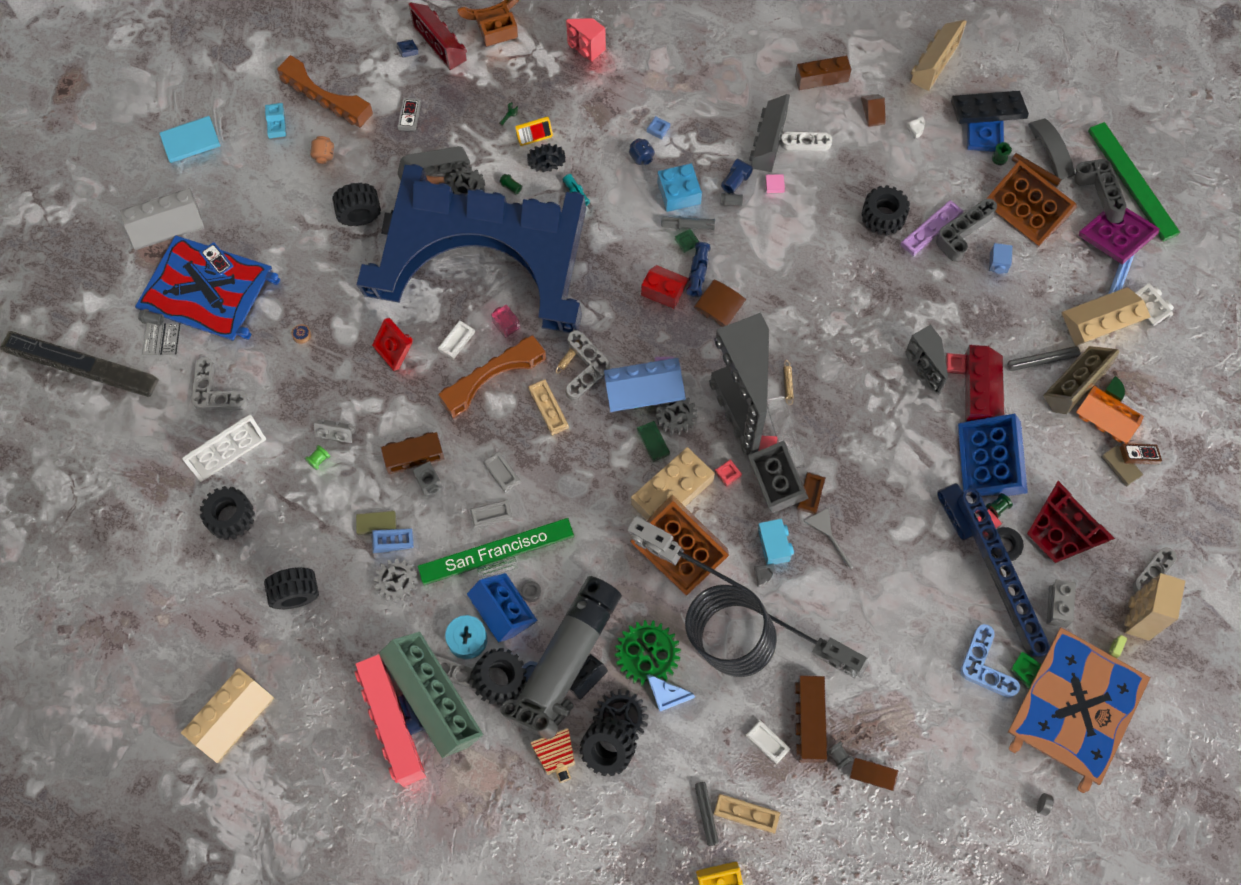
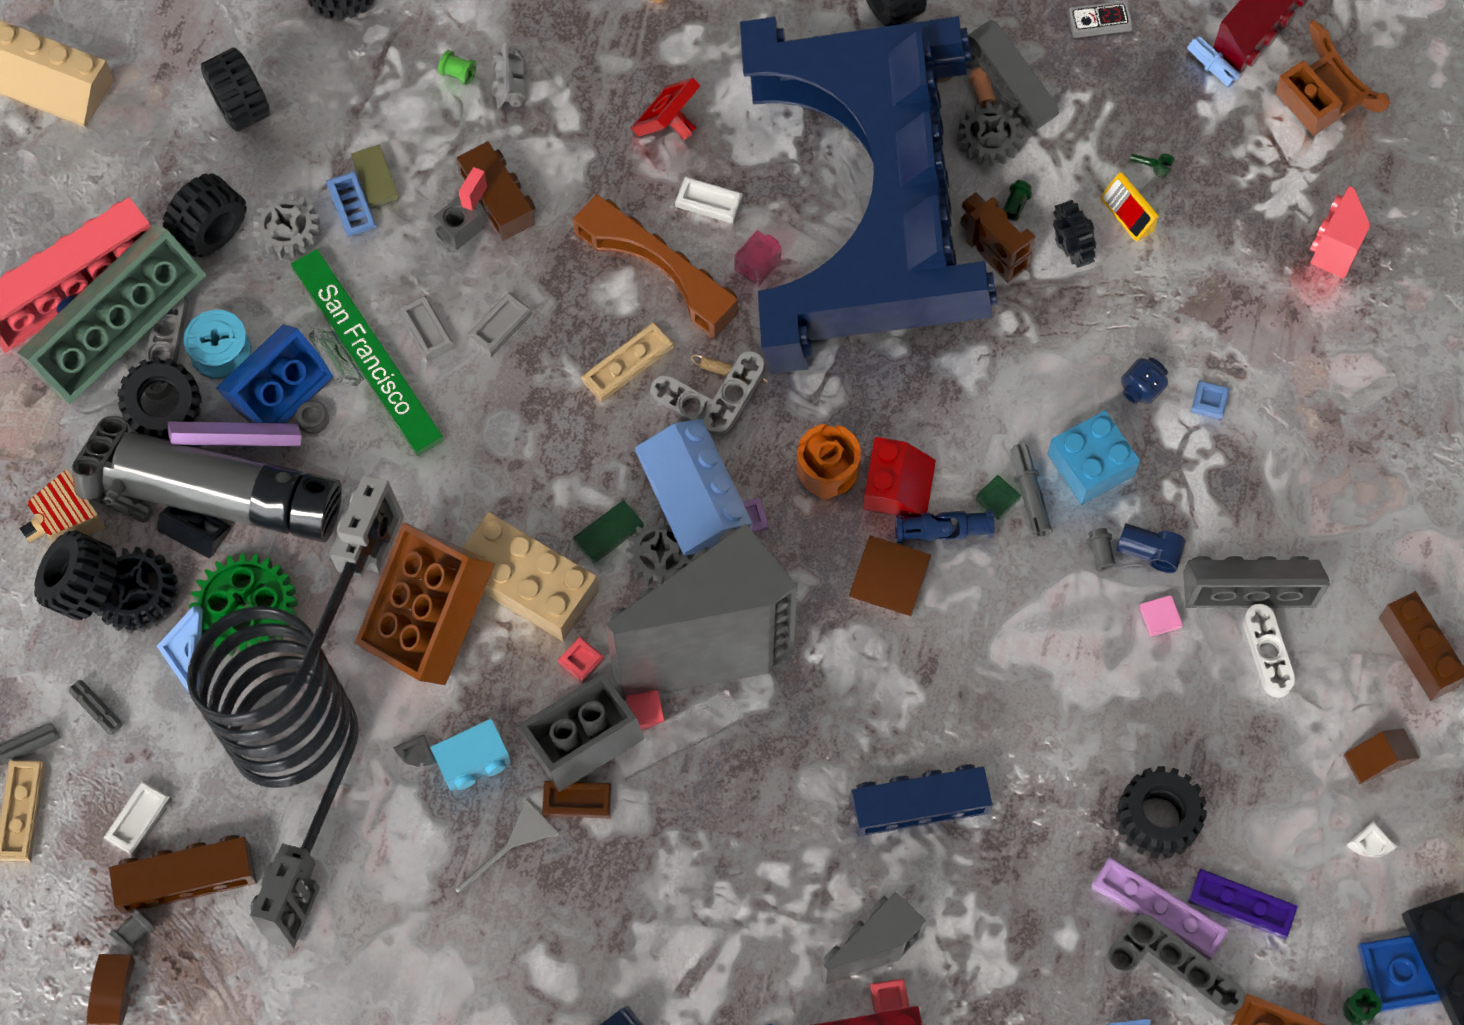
camera: 75 degrees right, 0 degrees up
(377, 622) = (205, 214): none -> black tyre
(415, 458) = (473, 188): none -> coral tile
(457, 68) = (1213, 61): none -> light blue axle
(536, 634) = (234, 434): none -> lavender tile
(542, 190) = (996, 237): none -> reddish brown hips
(573, 186) = (1036, 300): teal pin -> none
(646, 314) = (828, 460): none -> orange brick
(690, 755) = (95, 707): none -> dark grey axle
(788, 384) = (771, 720): tan piece -> none
(852, 320) = (920, 800): none -> dark blue brick
(937, 191) = (1243, 904): none -> dark purple tile

